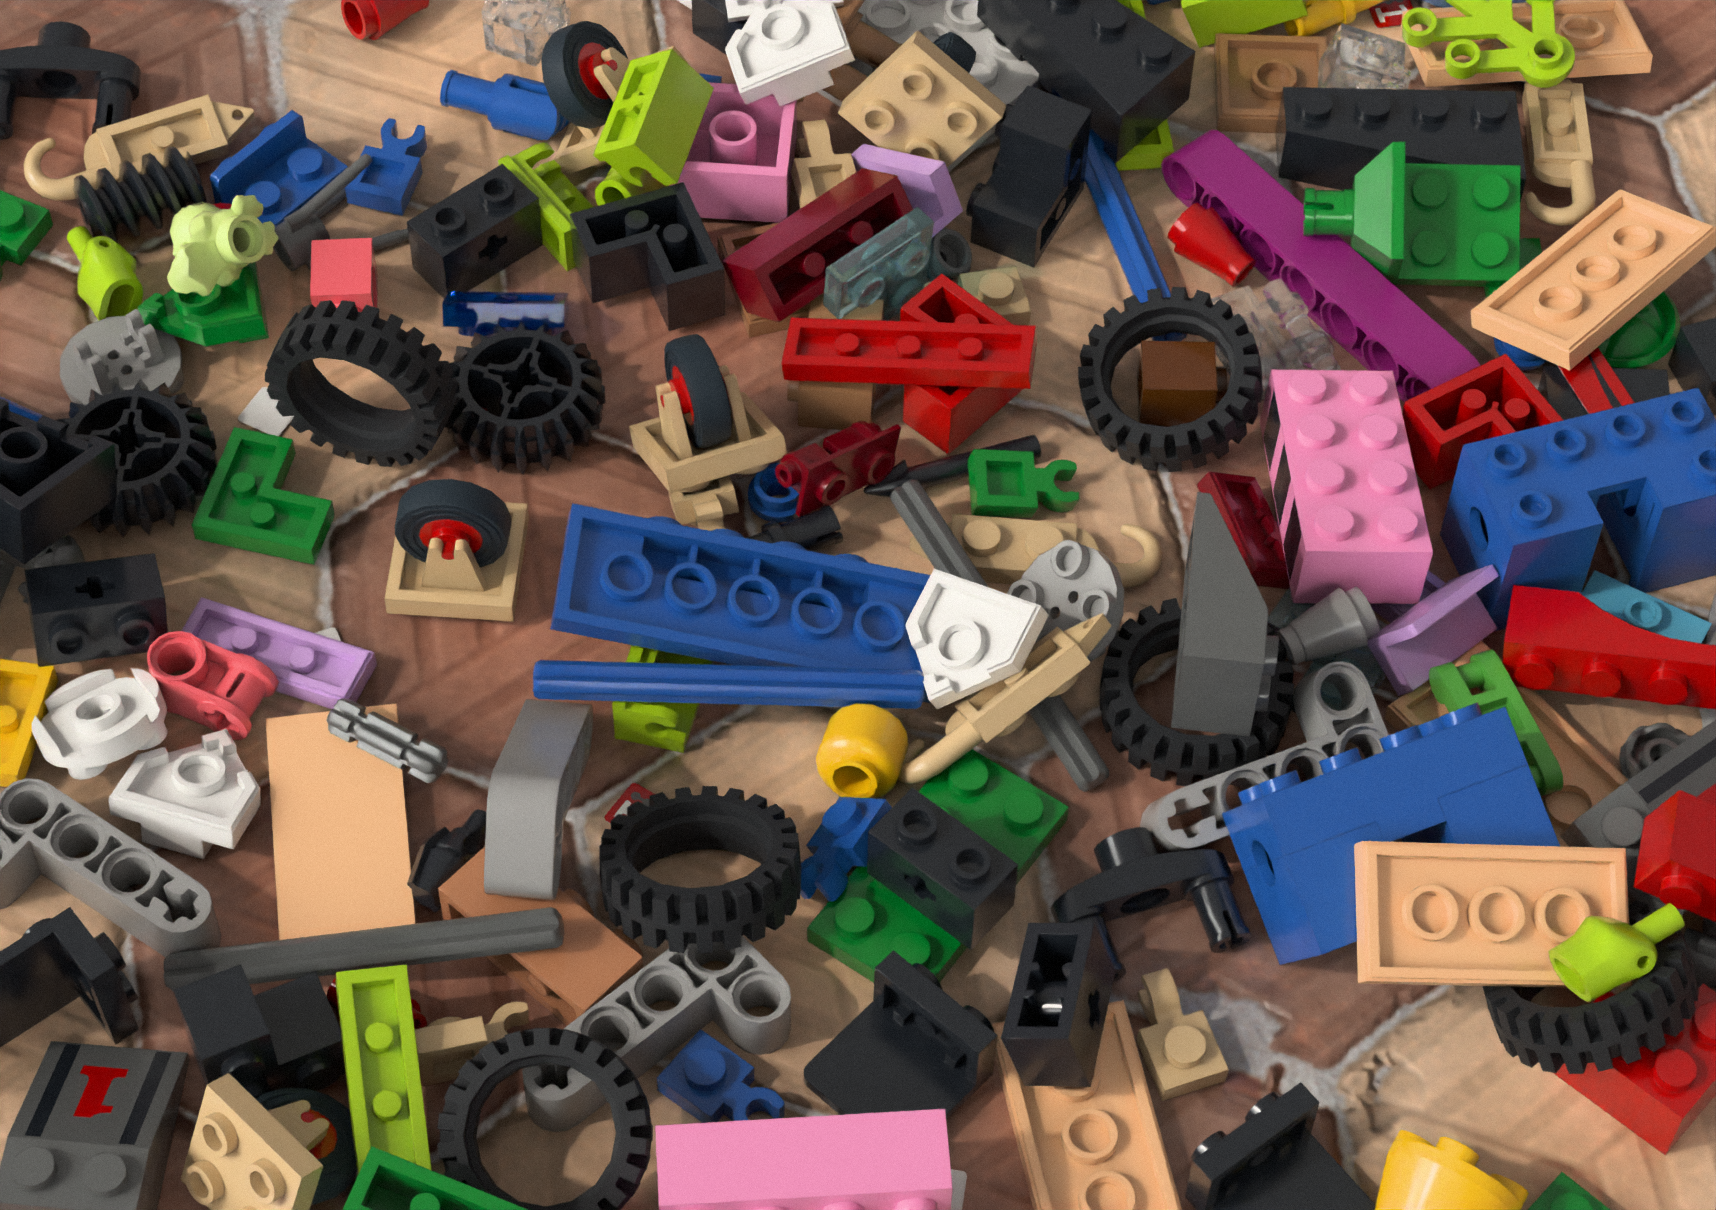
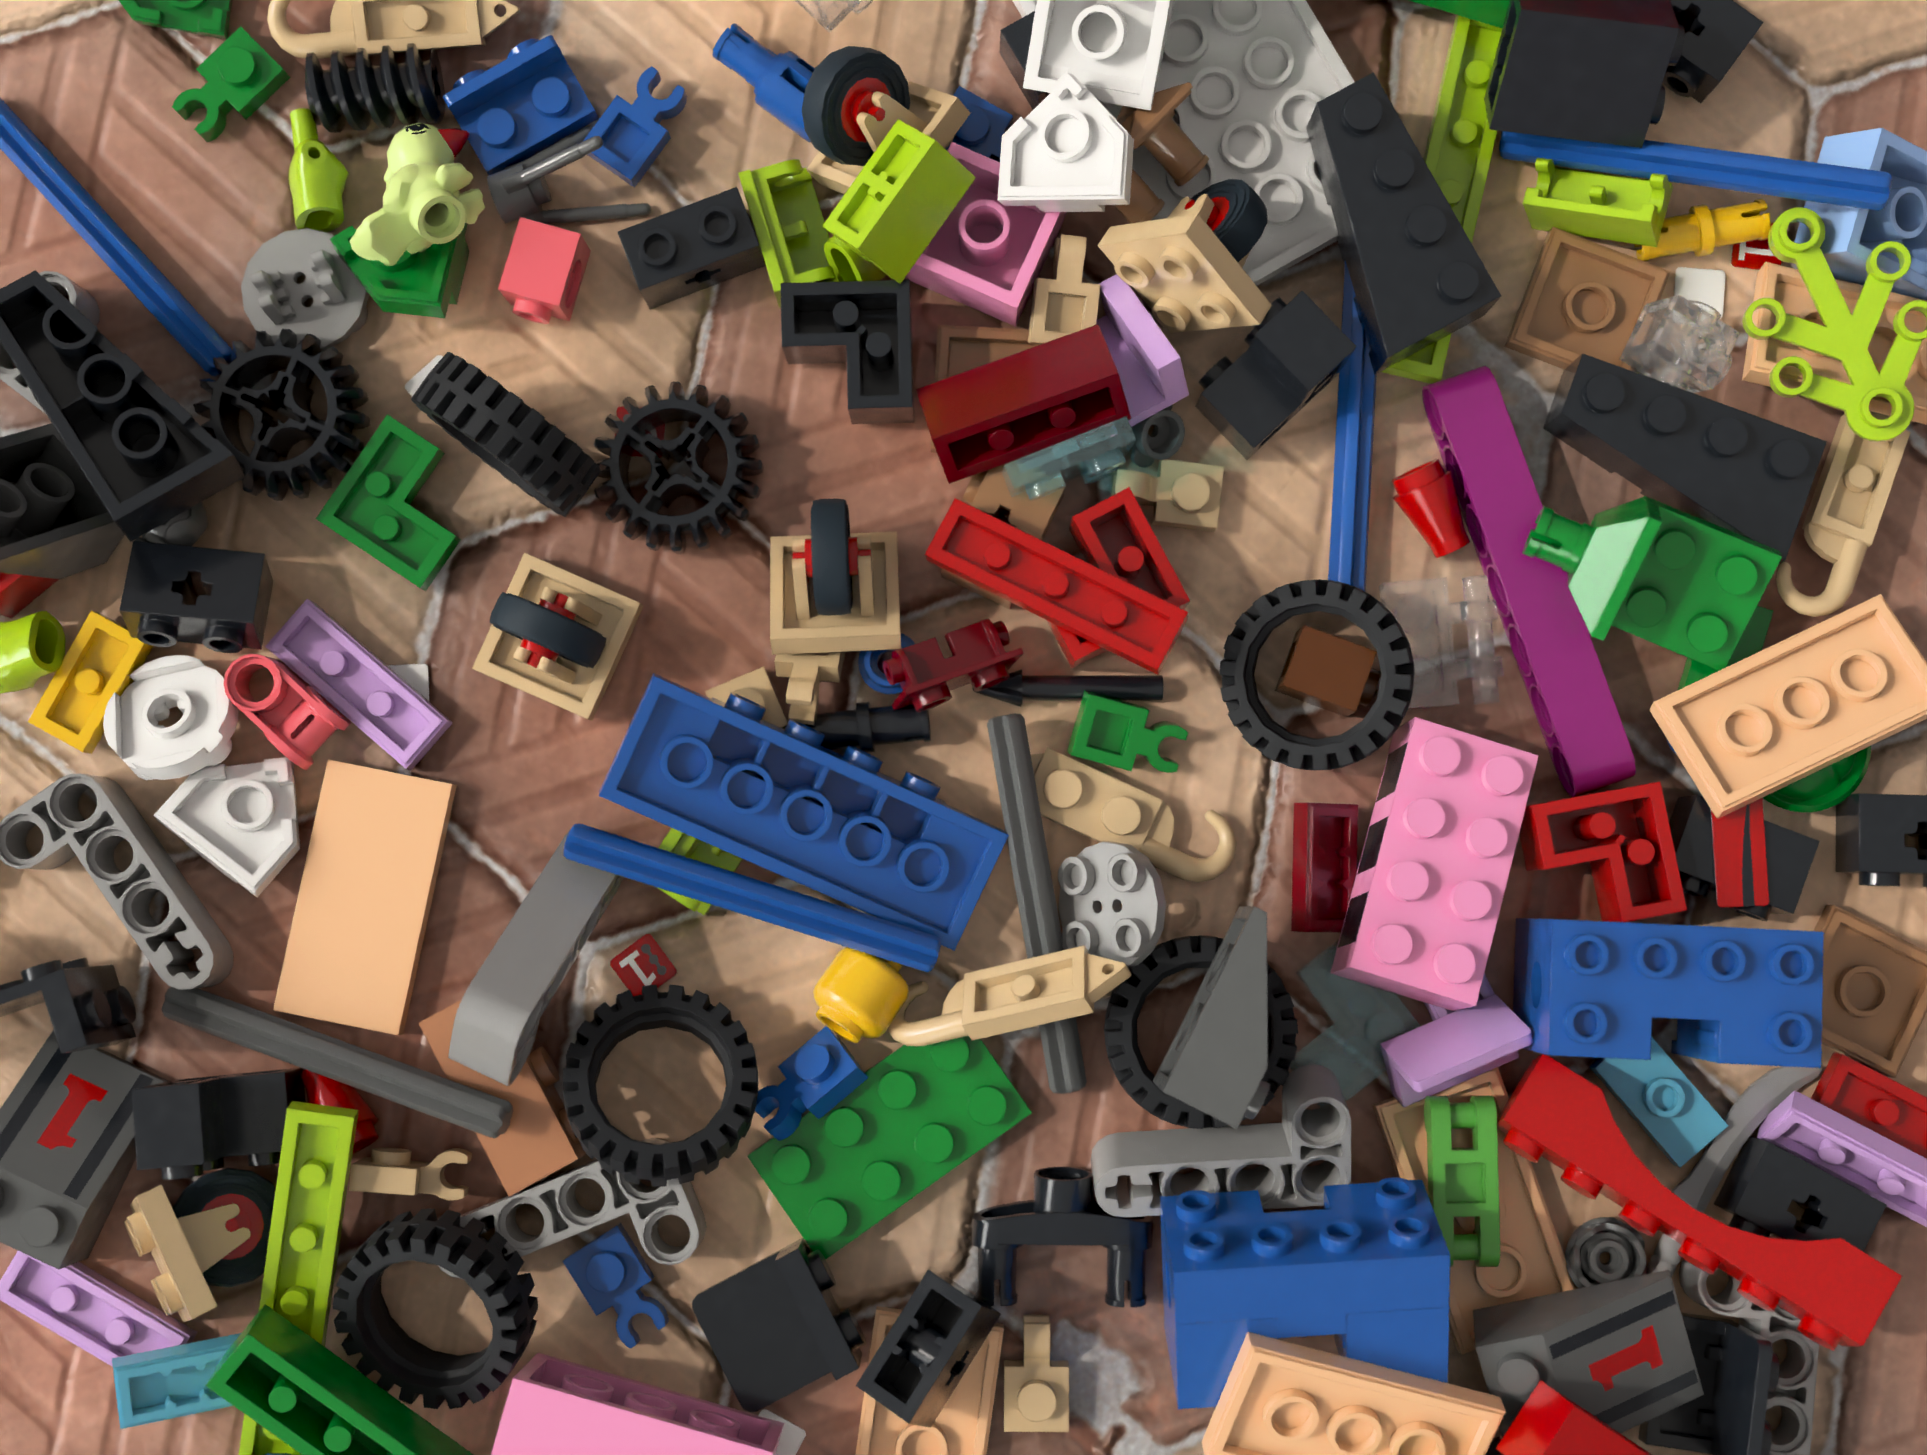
camera: 25 degrees right, 30 degrees up
(387, 740) = (426, 833): axle -> none
(443, 856) = (447, 972): black piece -> none
(483, 310) = (694, 353): clear blue plate -> none
(941, 868) = (876, 1172): black brick -> none
(969, 636) = (998, 924): white plate -> none
(1330, 627) = (1347, 1027): light grey cone -> none

